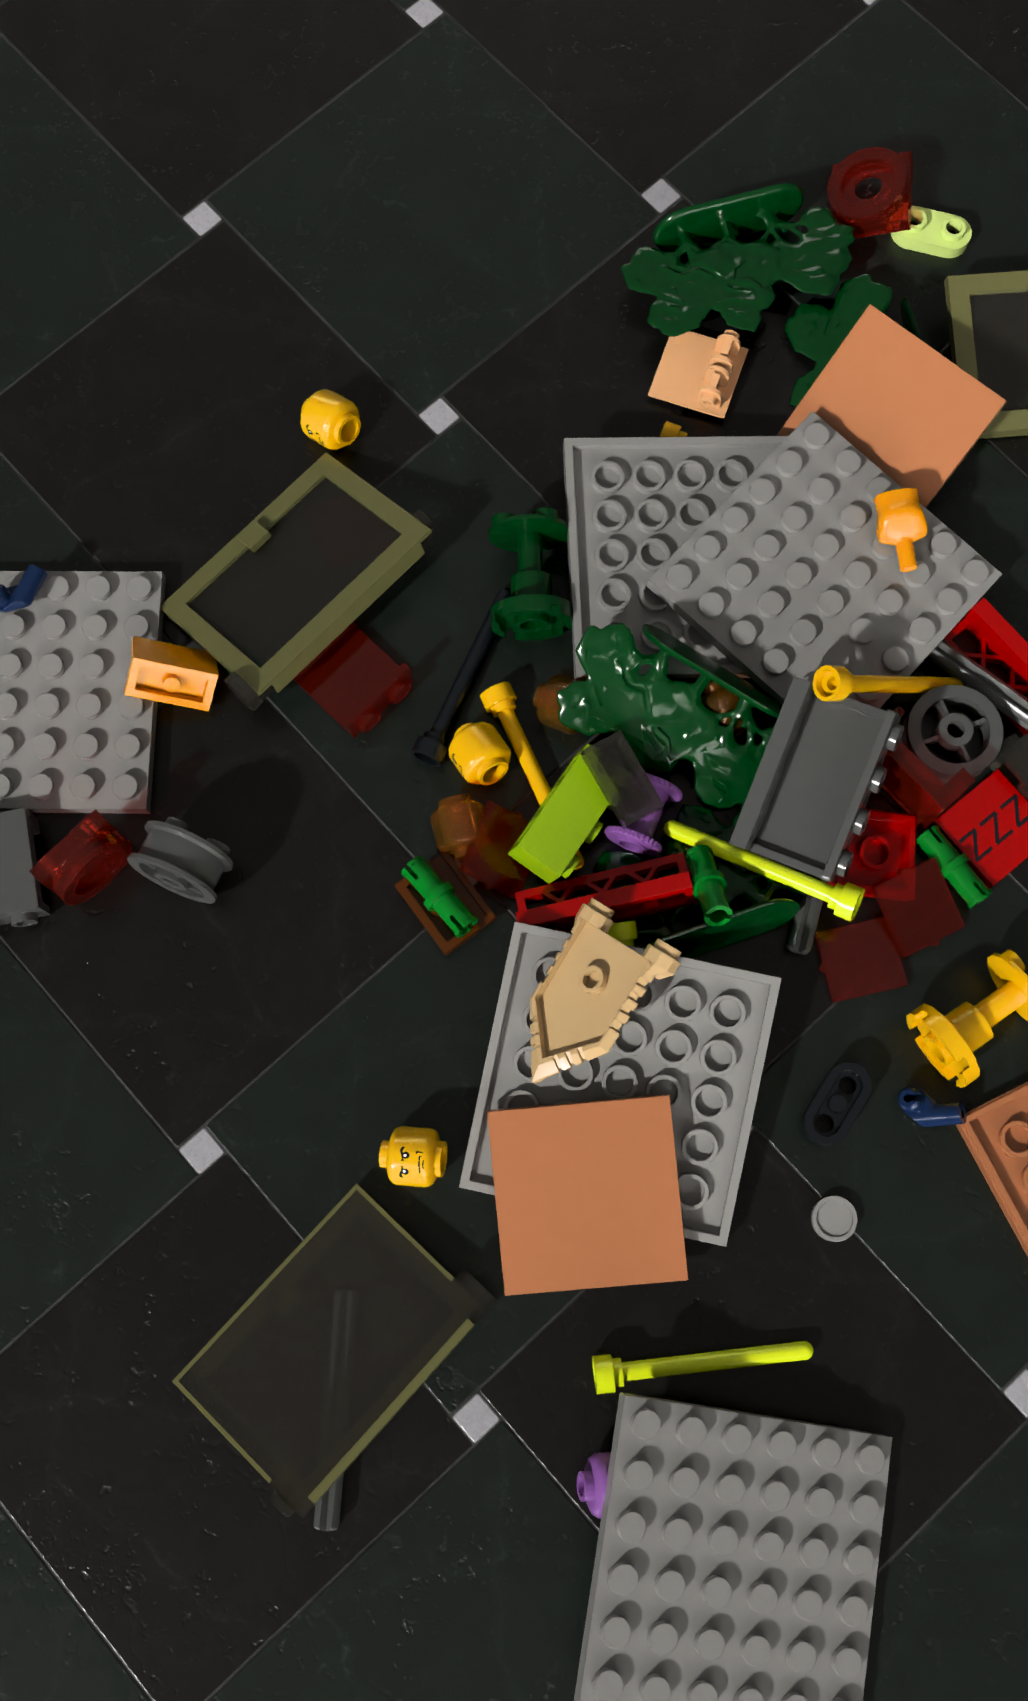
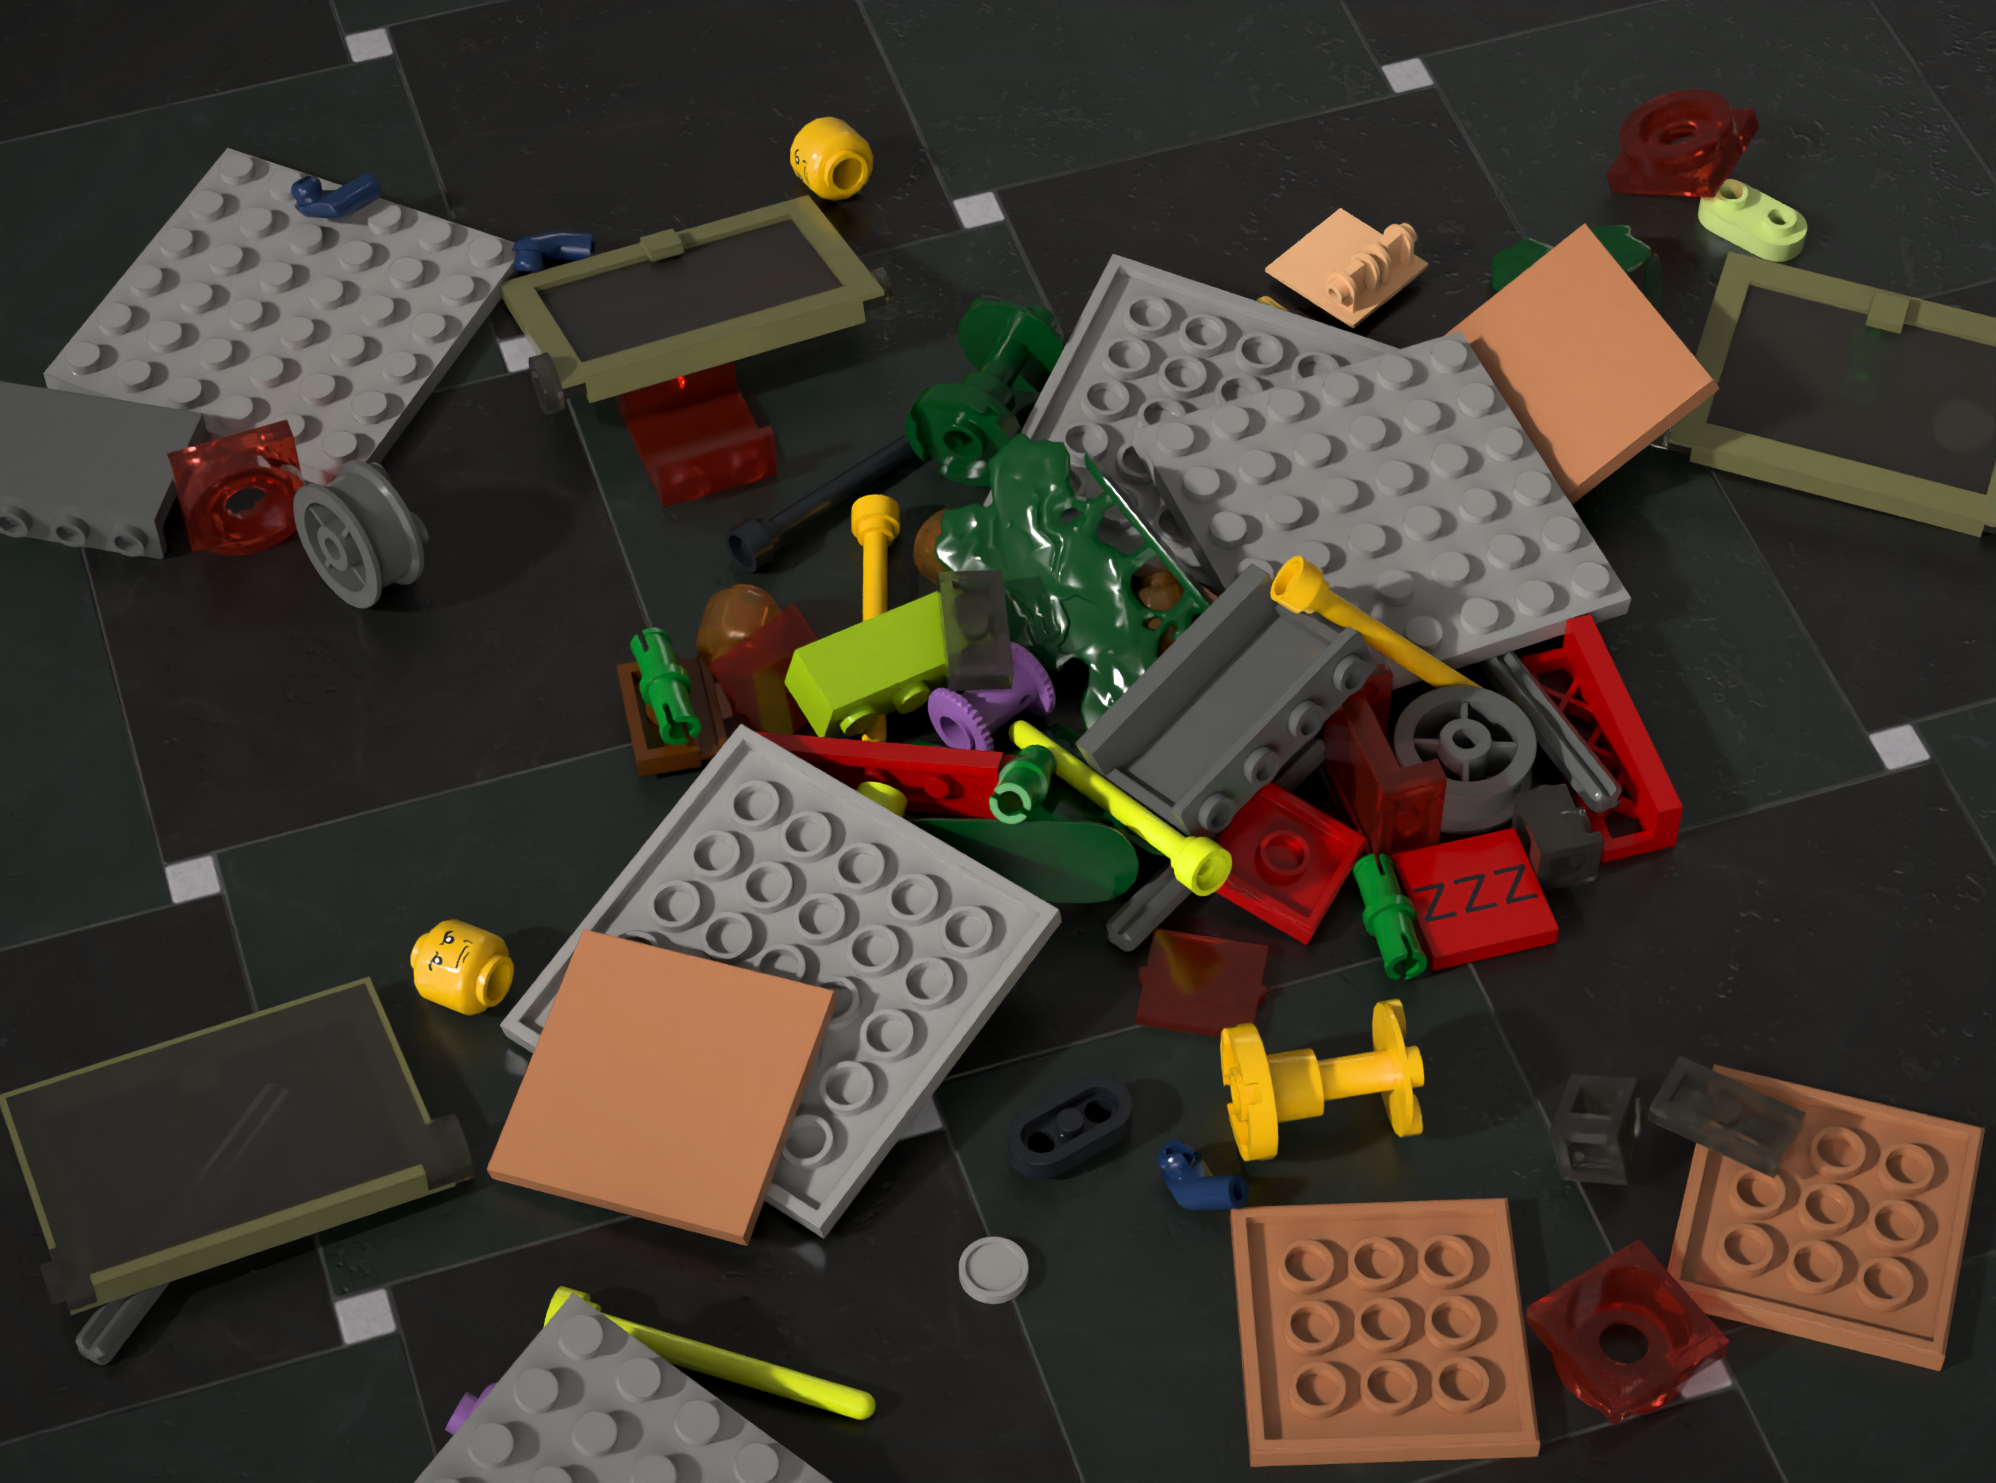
camera: 20 degrees right, 25 degrees down
(171, 674) = (467, 347): light orange panel -> none
(178, 561) = (555, 245): none -> dark blue arm
(479, 753) = (813, 565): yellow head -> none
(590, 992) = (796, 816): tan shield -> none
(735, 274) = (1455, 148): dark green plant -> none
(900, 523) = (1506, 476): light orange piece -> none
(918, 907) = (1313, 943): clear red piece -> none

